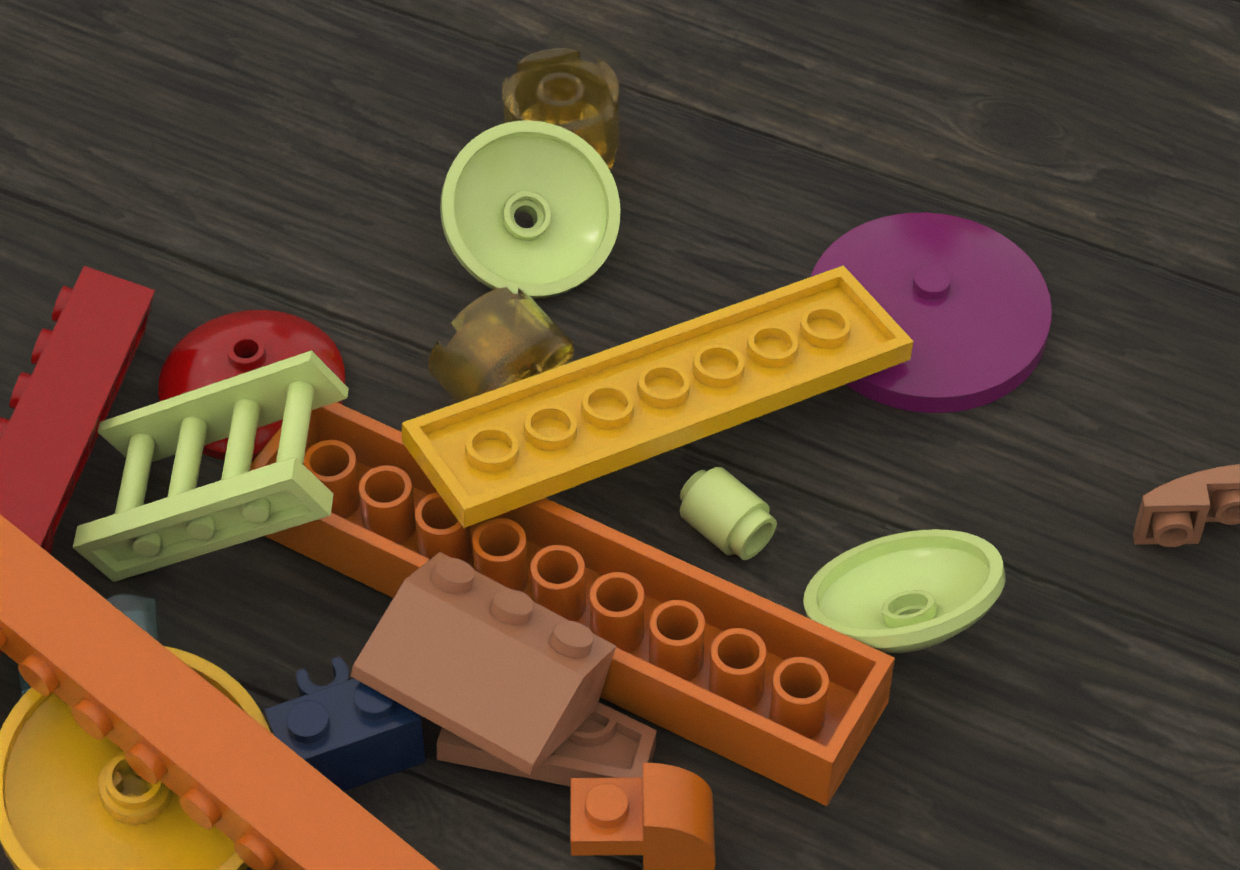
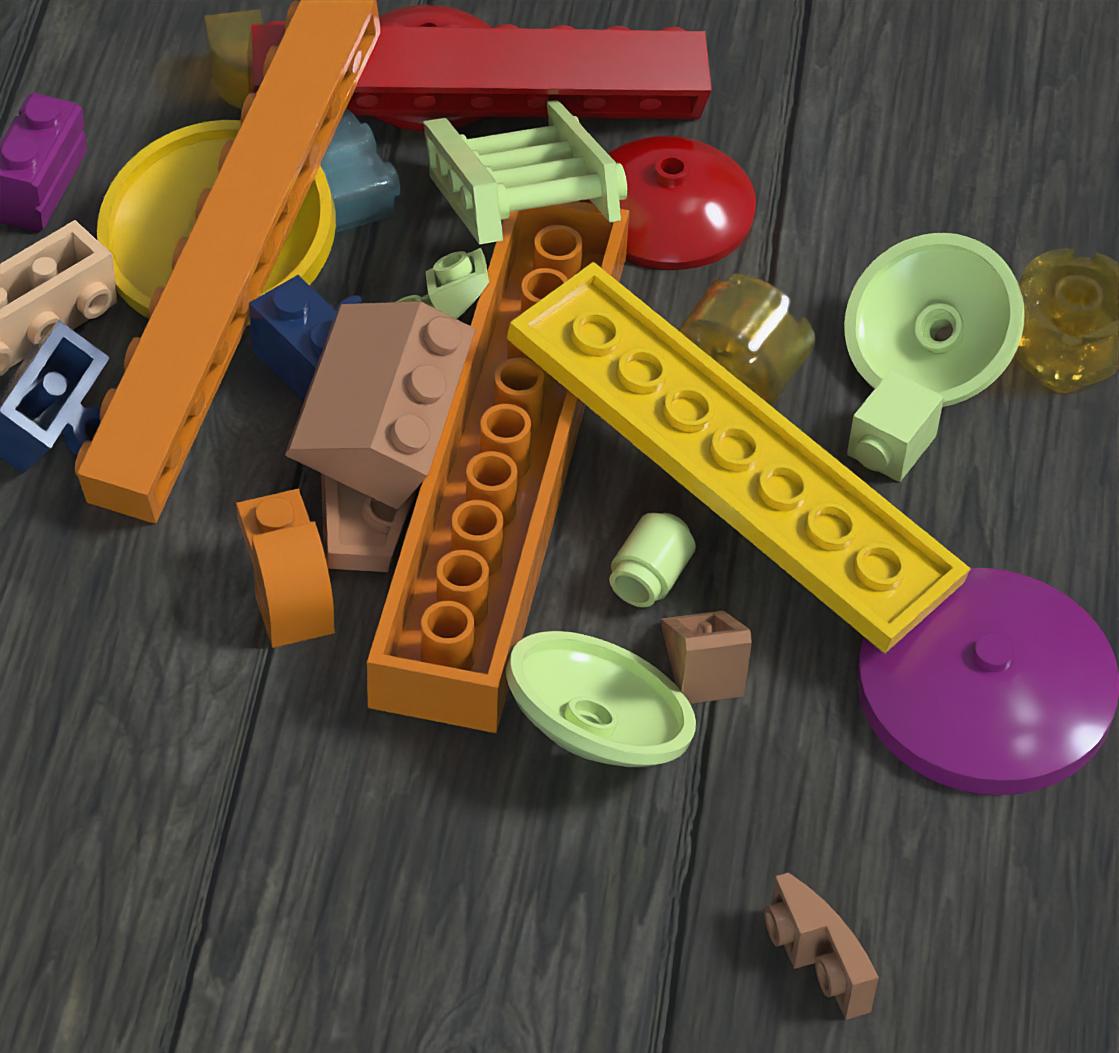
camera: 70 degrees right, 0 degrees up
(345, 584) = (454, 282): none -> yellowish green slope
(630, 283) = (895, 425): none -> yellowish green brick
(845, 498) = (708, 655): none -> nougat slope

